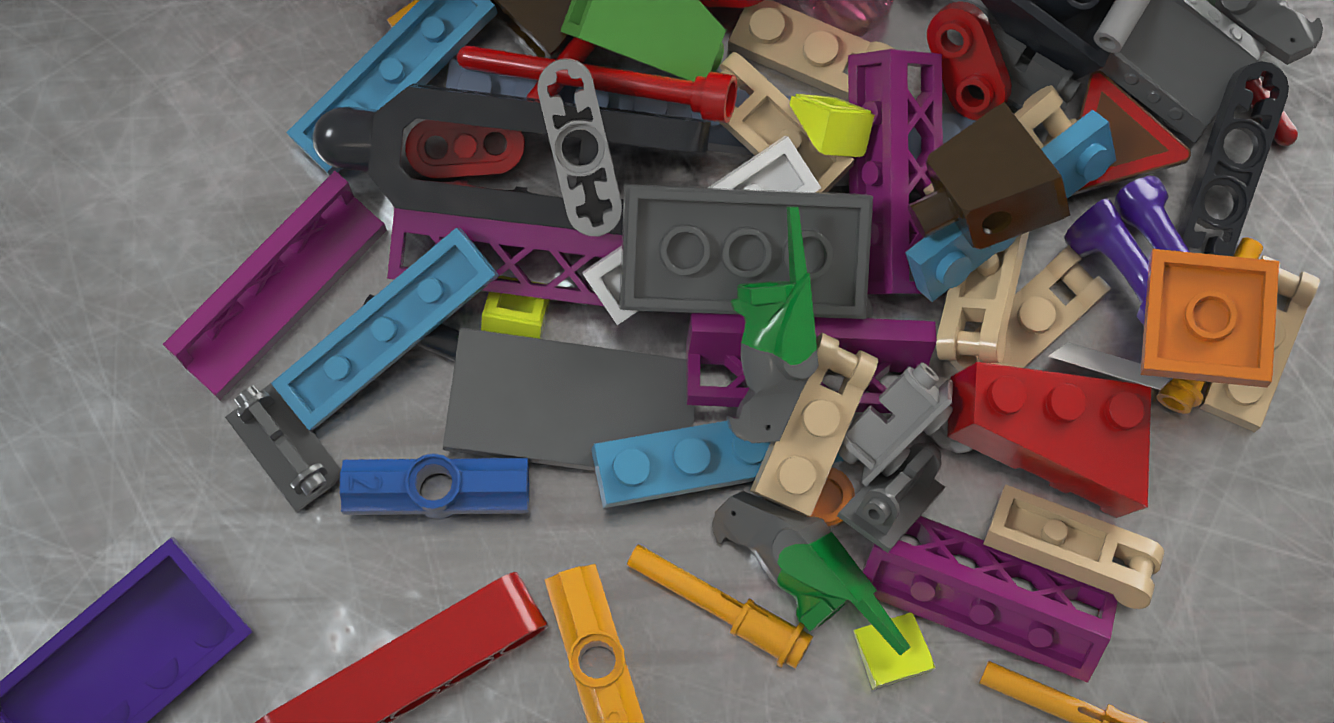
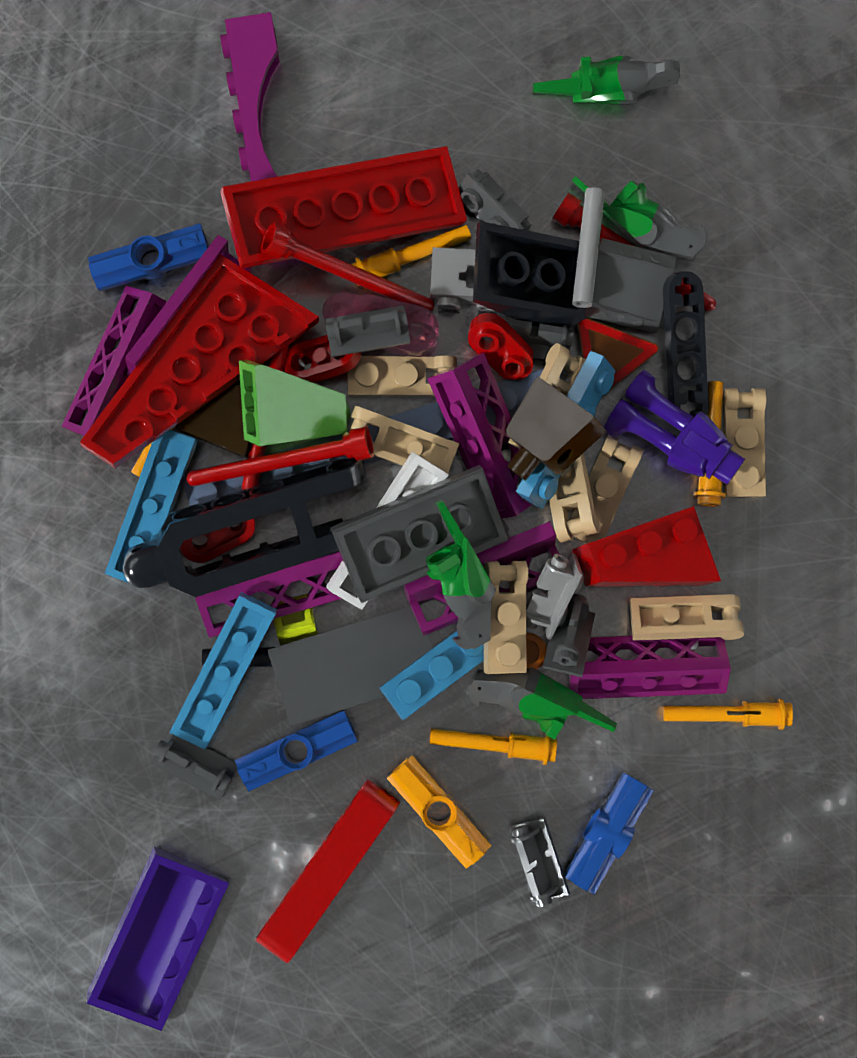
camera: 30 degrees left, 10 degrees up
(275, 286) = (144, 671): magenta fence -> none
(576, 195) = (265, 498): light grey beam -> none
(834, 124) = (437, 427): neon yellow slope -> none
(883, 663) = (603, 737): neon yellow slope -> none
(1107, 364) = (665, 500): white sticker -> none
(1210, 318) = (713, 454): orange plate -> none

